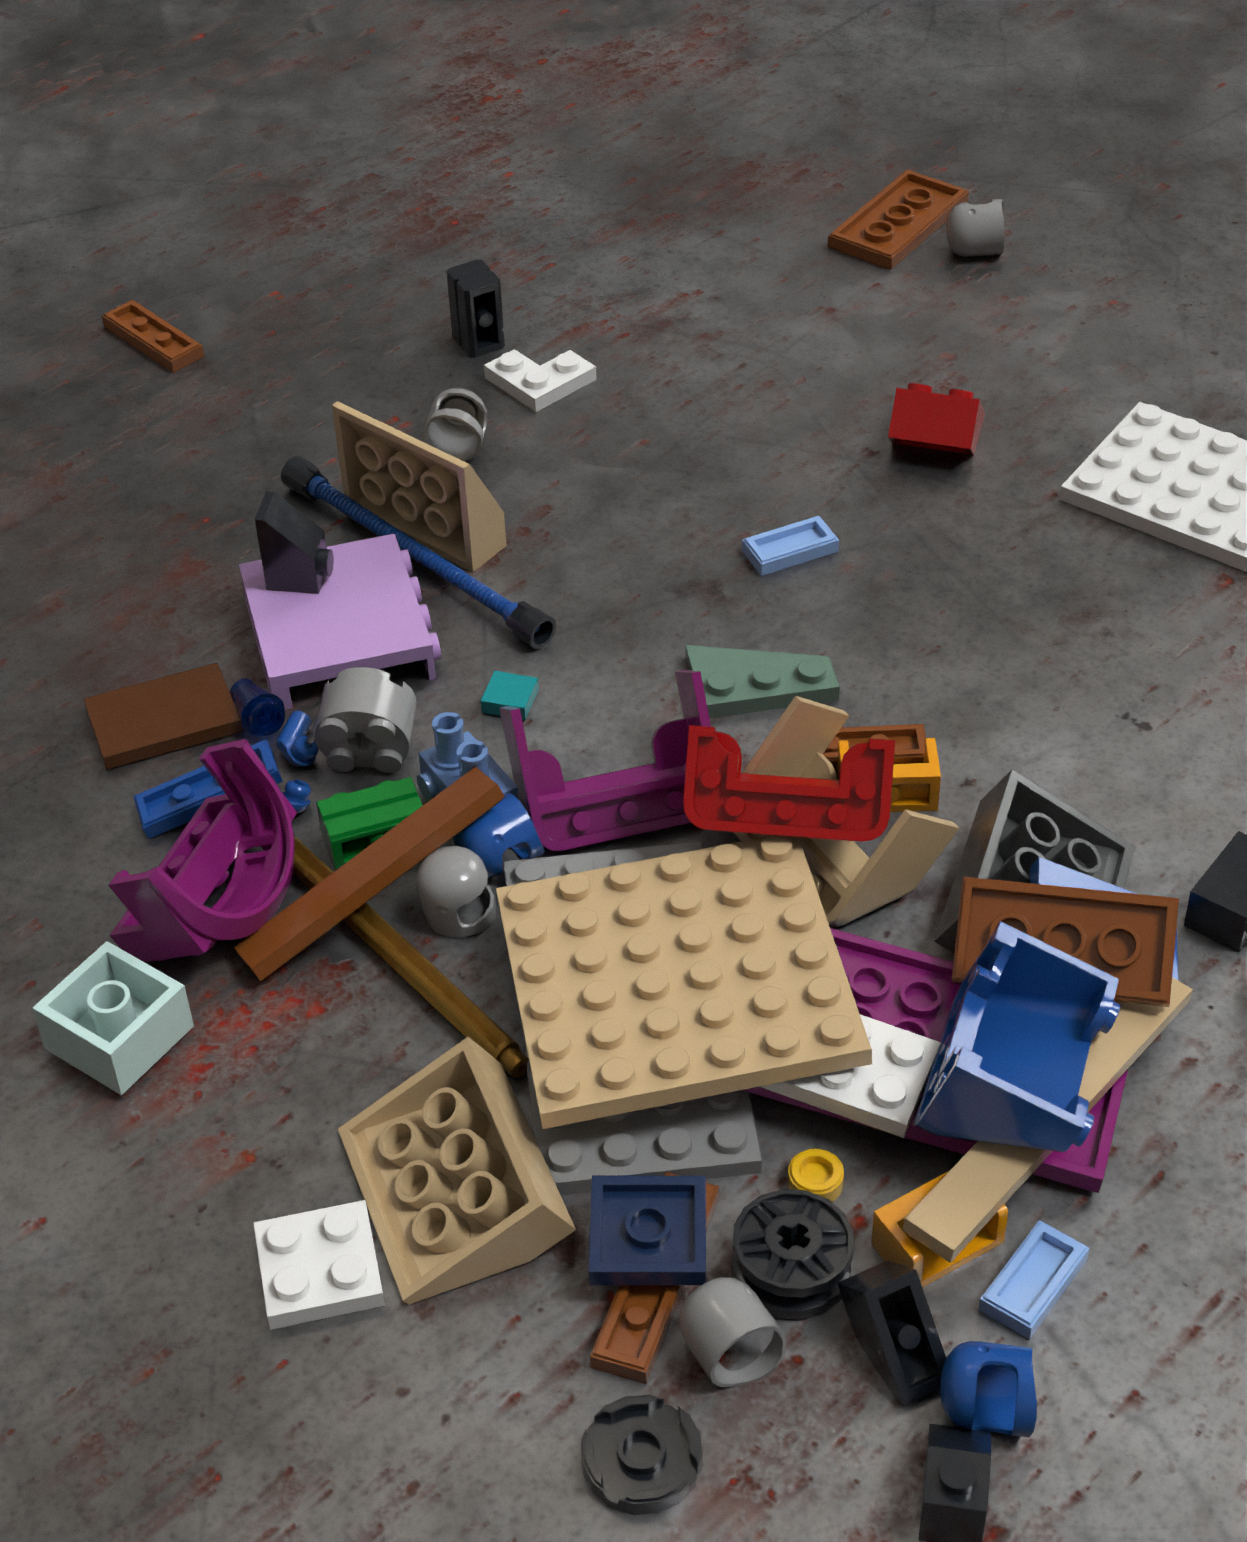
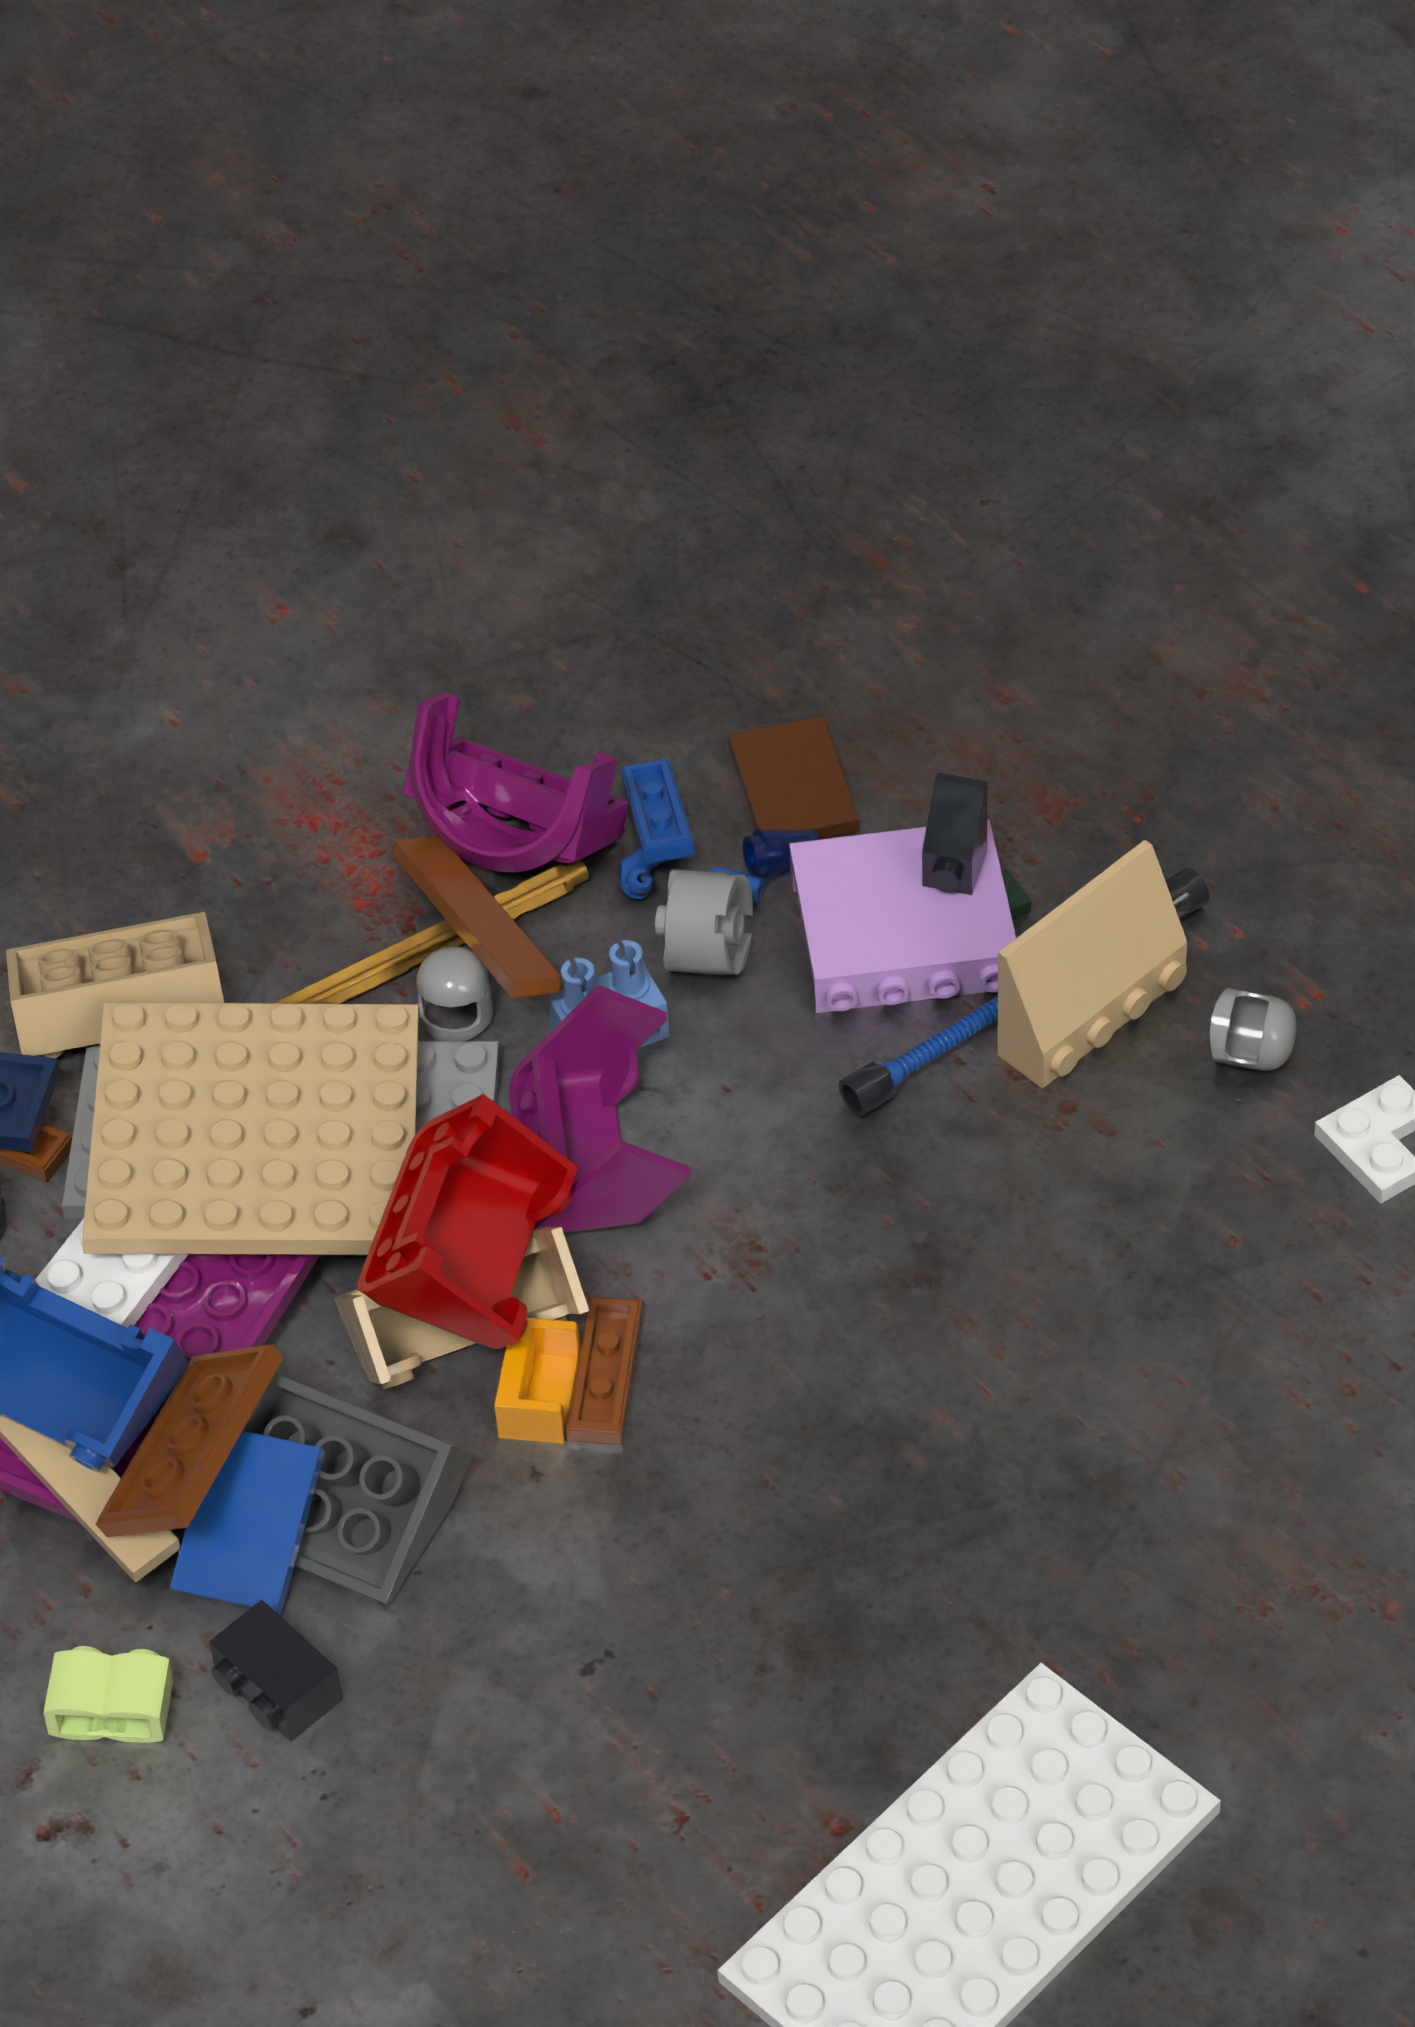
camera: 100 degrees right, 5 degrees up
(113, 1017) = (351, 741): light aqua brick -> none
(318, 1264) = (61, 895): white plate -> none
(361, 817) = (574, 925): green brick -> none
(498, 829) = (512, 1020): blue helmet -> none
(509, 690) = (761, 1067): teal tile -> none
(760, 680) = (738, 1292): sand green wing -> none
(790, 545) = (982, 1359): light blue tile -> none
(817, 1173) = (34, 1248): yellow tile -> none
(936, 419) = (1196, 1542): red slope -> none

